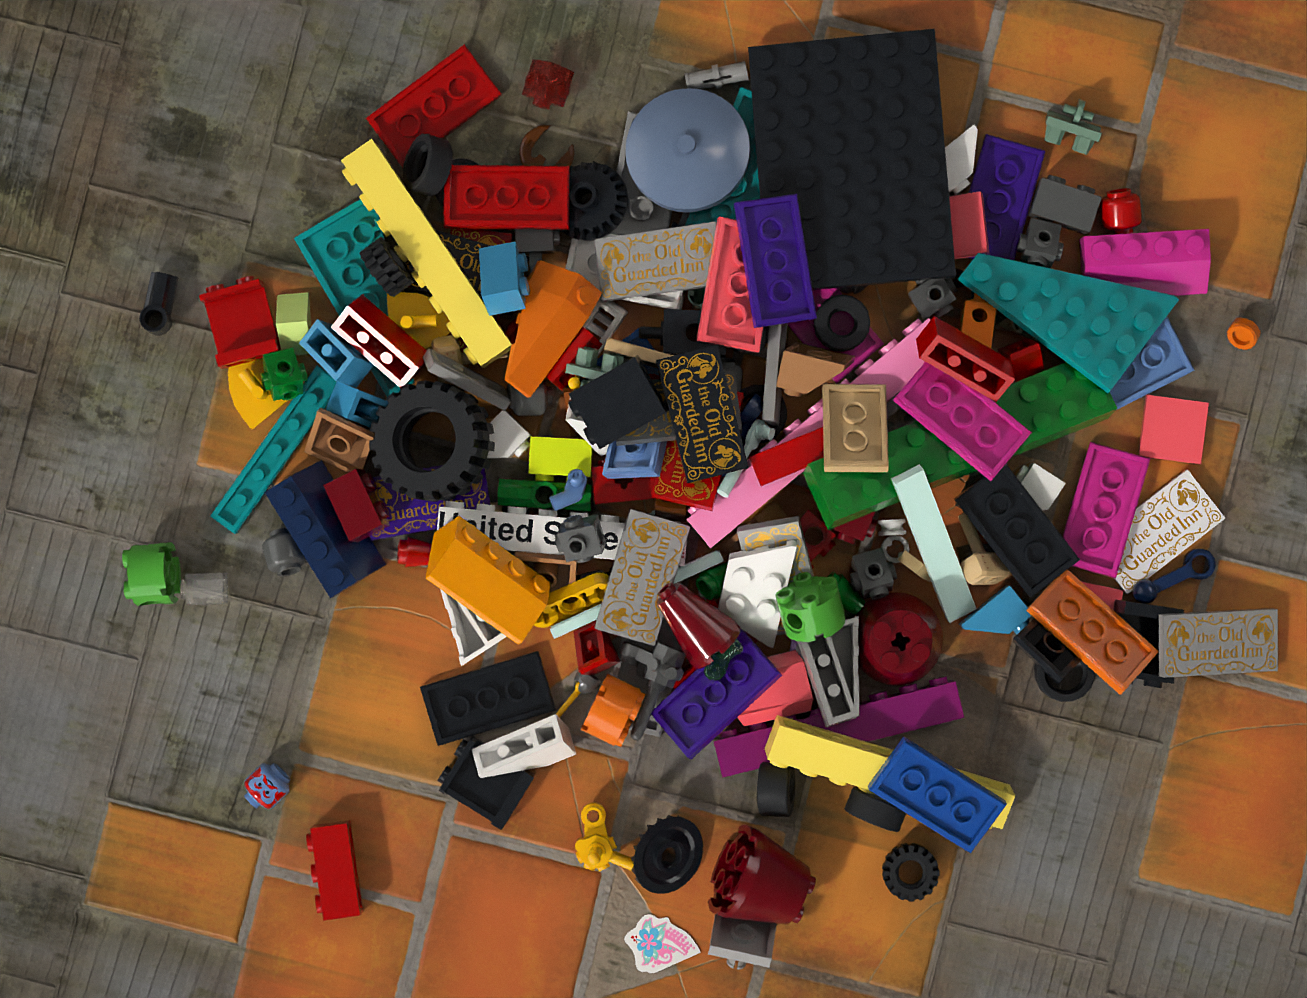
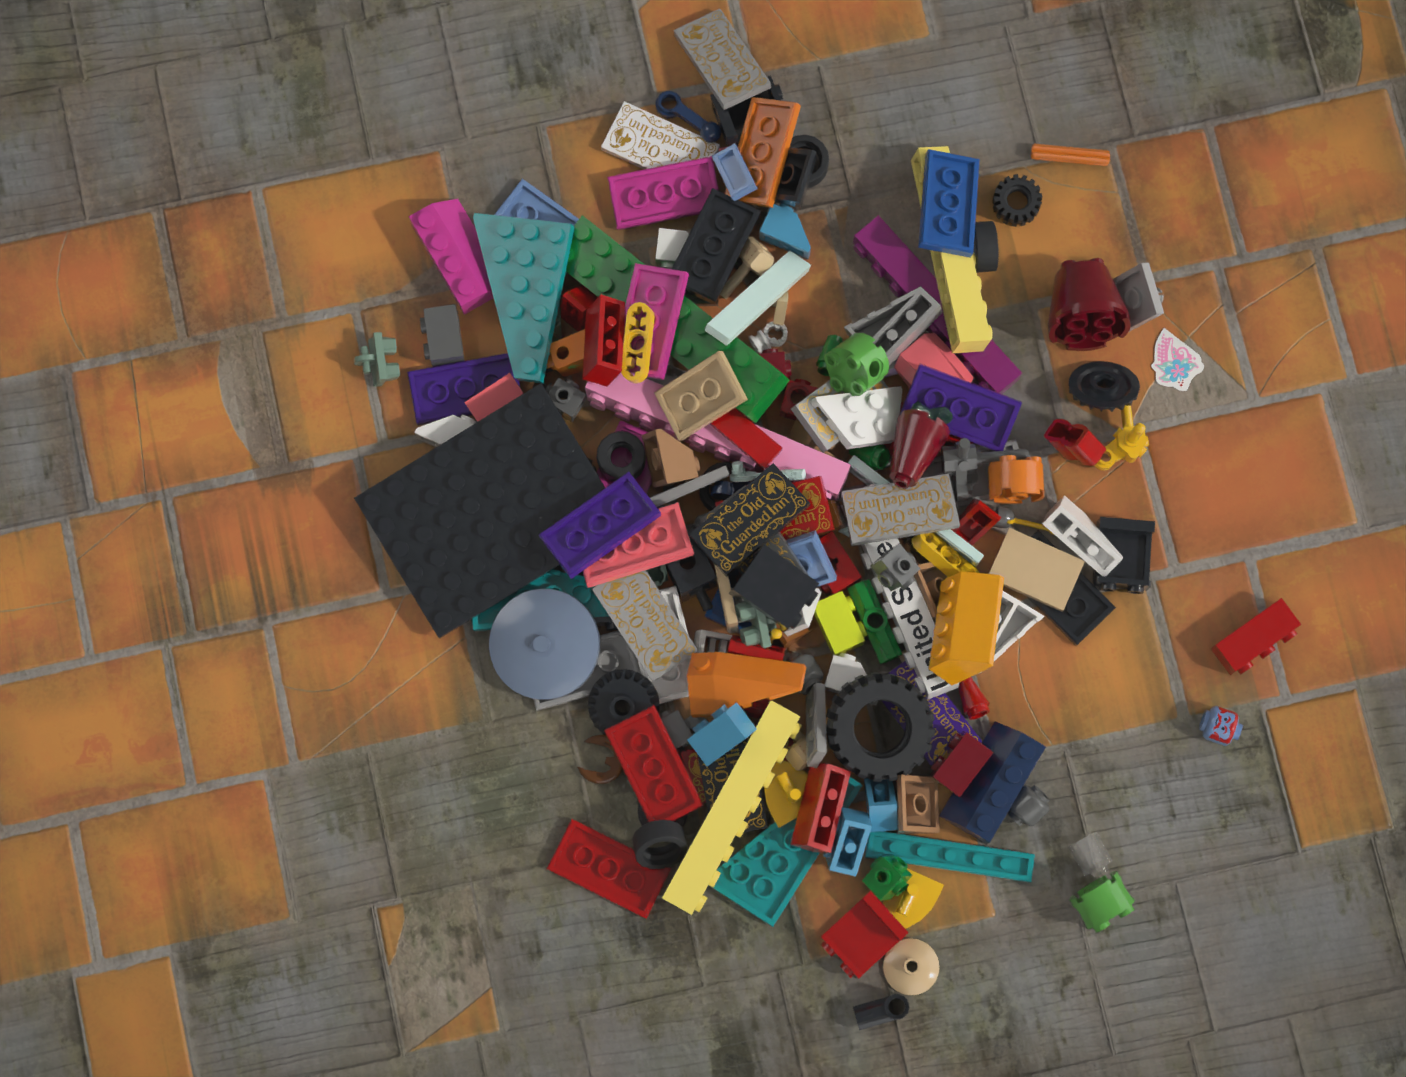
camera: 120 degrees left, 10 degrees down
(203, 362) = (896, 969): none -> tan dish
(293, 320) = (839, 893): yellowish green slope -> none
(386, 267) = (759, 833): black tyre -> none
(515, 684) = (1036, 569): none -> tan tile
(547, 84) = (546, 782): clear red brick -> none
(573, 490) = (861, 597): medium blue arm -> none
(622, 792) = (1075, 442): none -> red brick
(717, 76) = (473, 653): light grey pin -> none
(775, 790) = (1011, 328): black tyre -> none
(872, 574) = (804, 338): dark grey brick -> none
(878, 628) = (842, 295): dark red cone -> none
(932, 954) = (1070, 154): none -> orange axle
(957, 411) = (646, 323): none -> yellow beam
(1040, 243) = (483, 337): dark grey brick -> none
(1085, 590) = (734, 172): none -> medium blue tile
(1121, 211) = (426, 290): red head -> none
(1173, 429) = (575, 172): coral tile -> none
(1243, 333) = (475, 155): orange tile -> none

